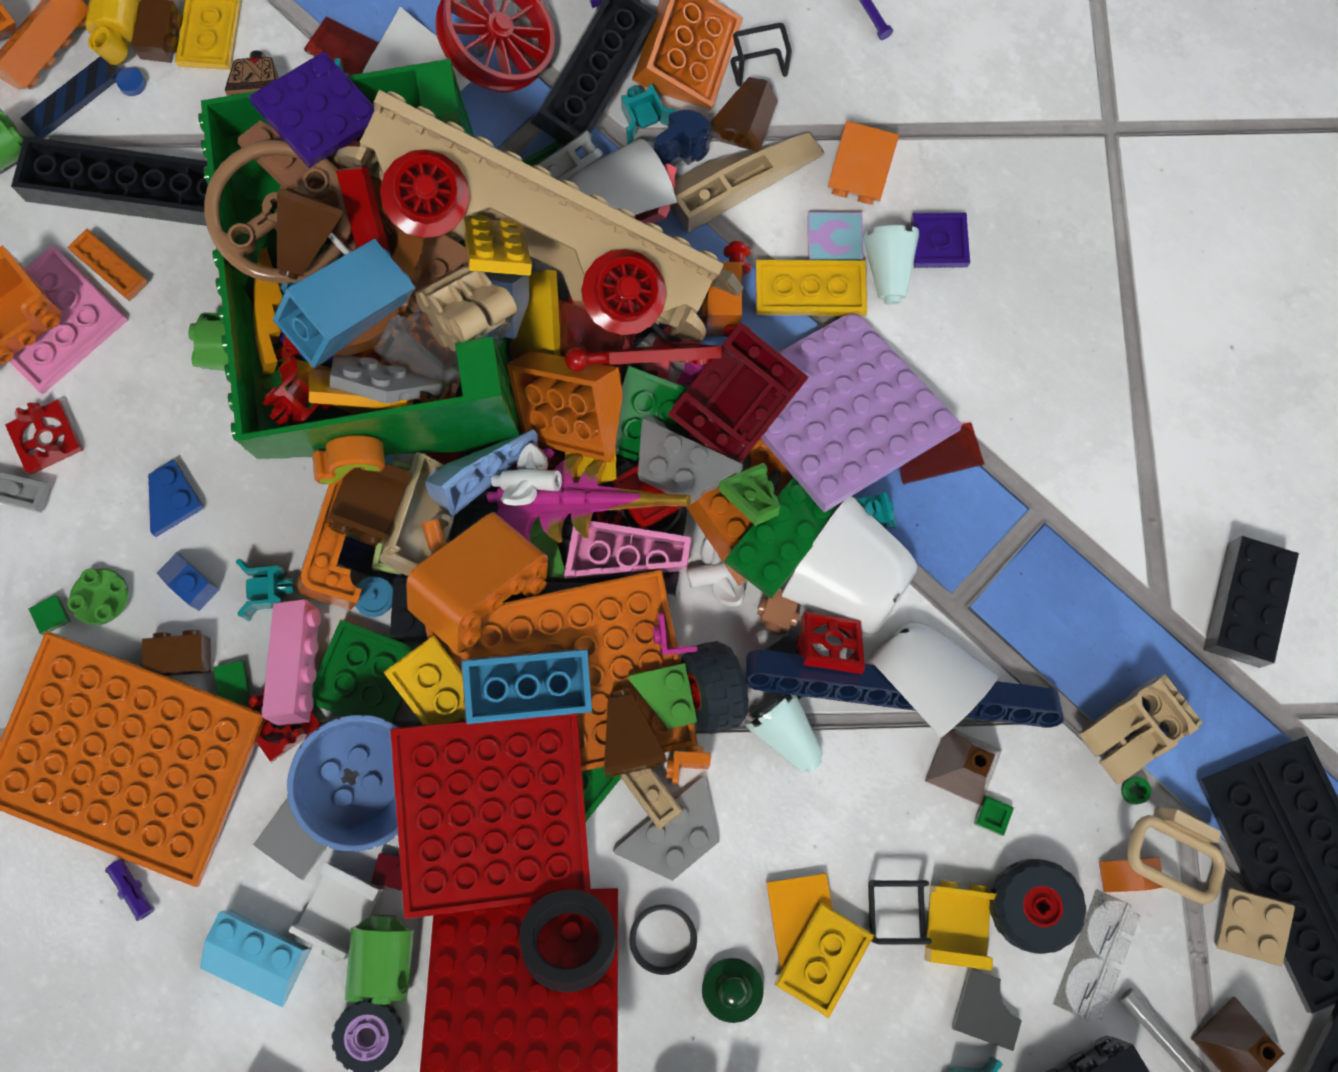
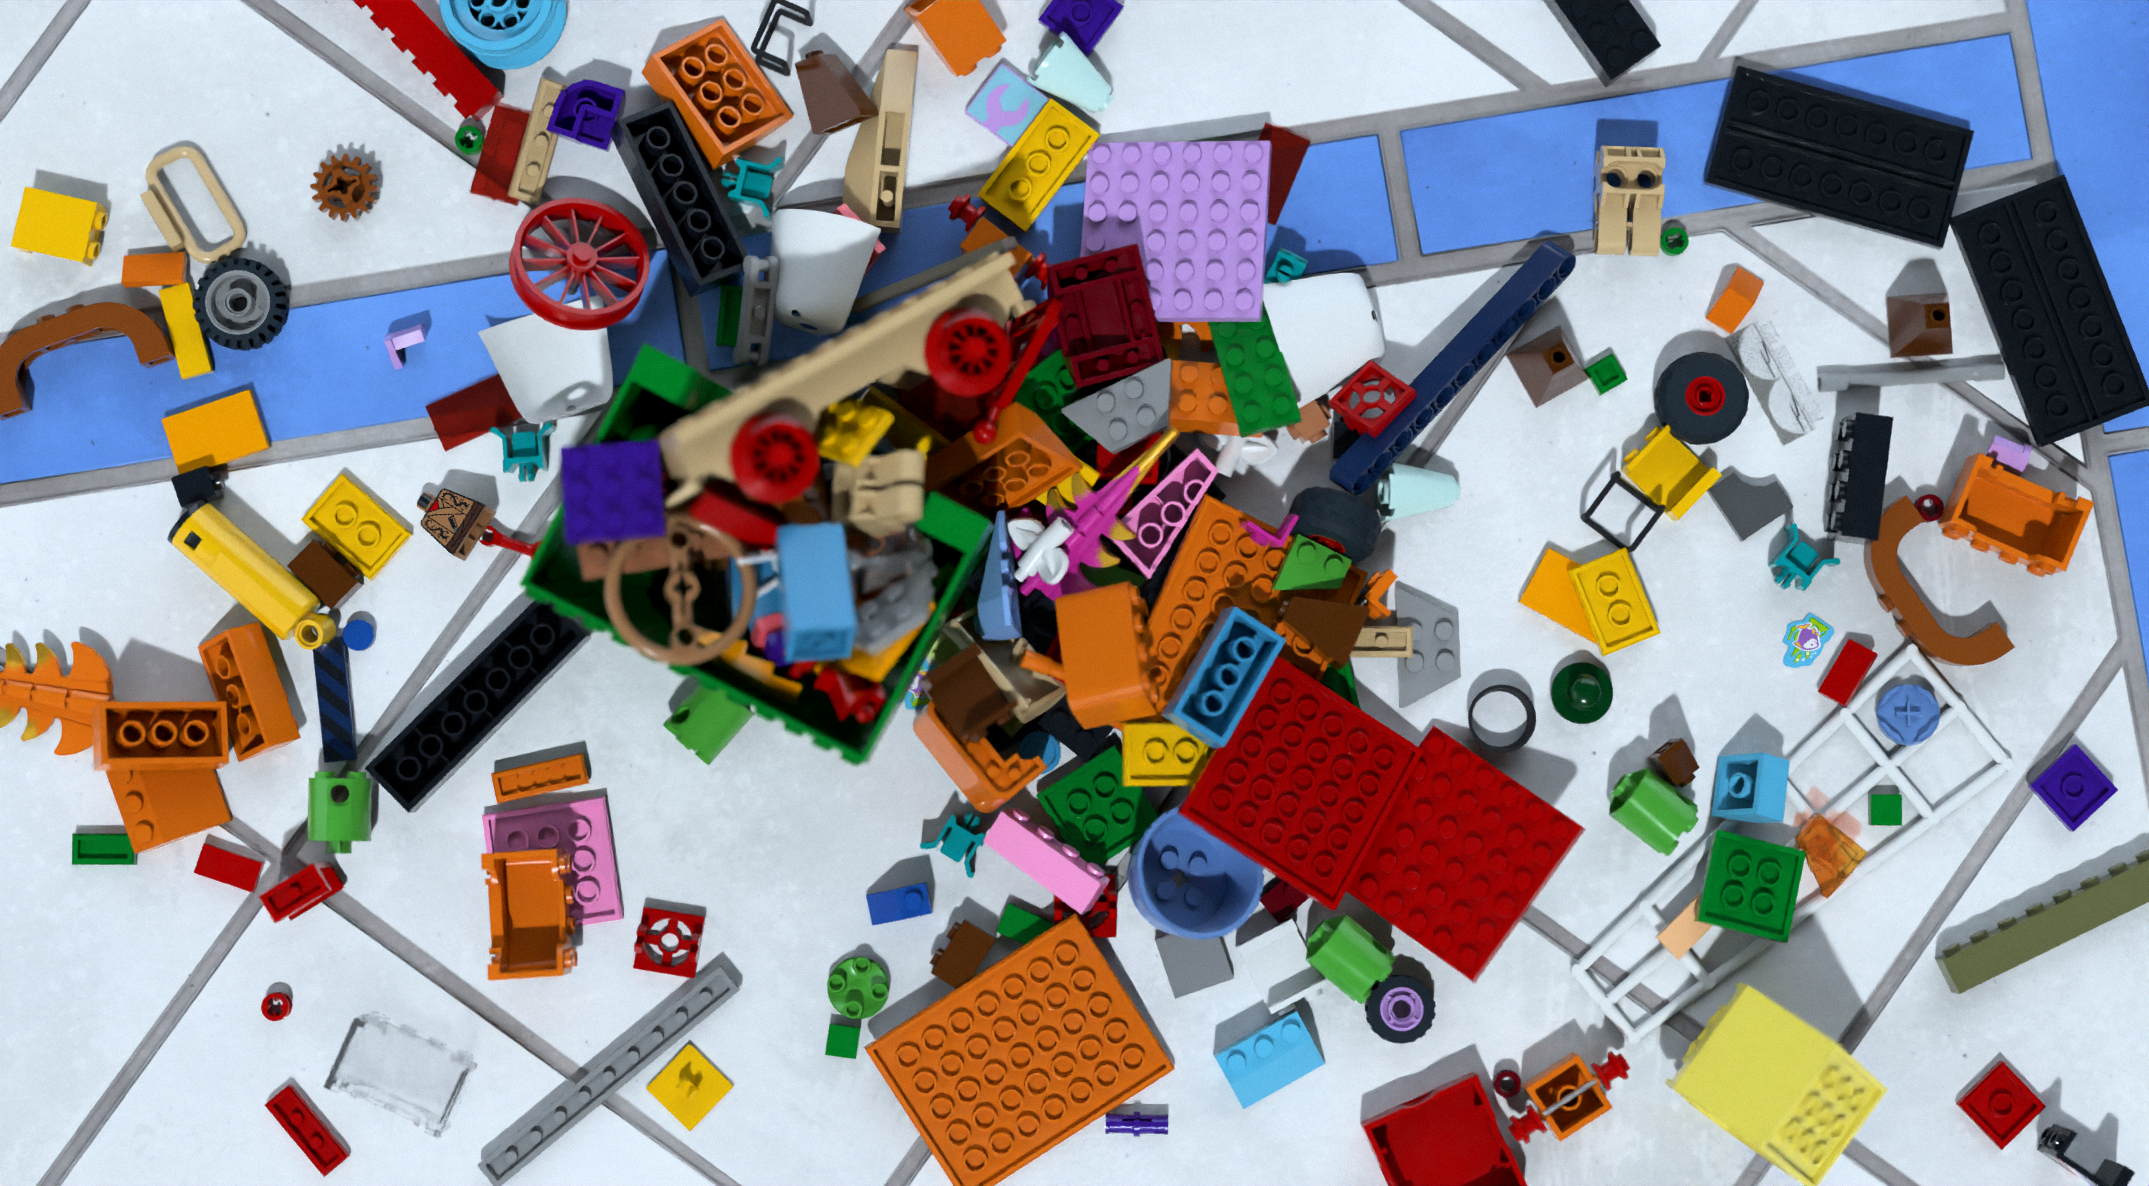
camera: 55 degrees left, 10 degrees up
(170, 498) = (811, 868): blue wing -> none
(302, 229) = (723, 578): reddish brown slope -> none
(345, 454) = (927, 686): orange animal -> none
(561, 903) = (1423, 766): black tyre -> none
(685, 138) = (814, 167): dark blue brick -> none
(752, 494) = (1200, 369): bright green wing -> none
(933, 674) = (1458, 334): white piece -> none
(1188, 831) = (1735, 231): tan bar -> none
(1255, 926) = (1846, 236): tan plate -> none

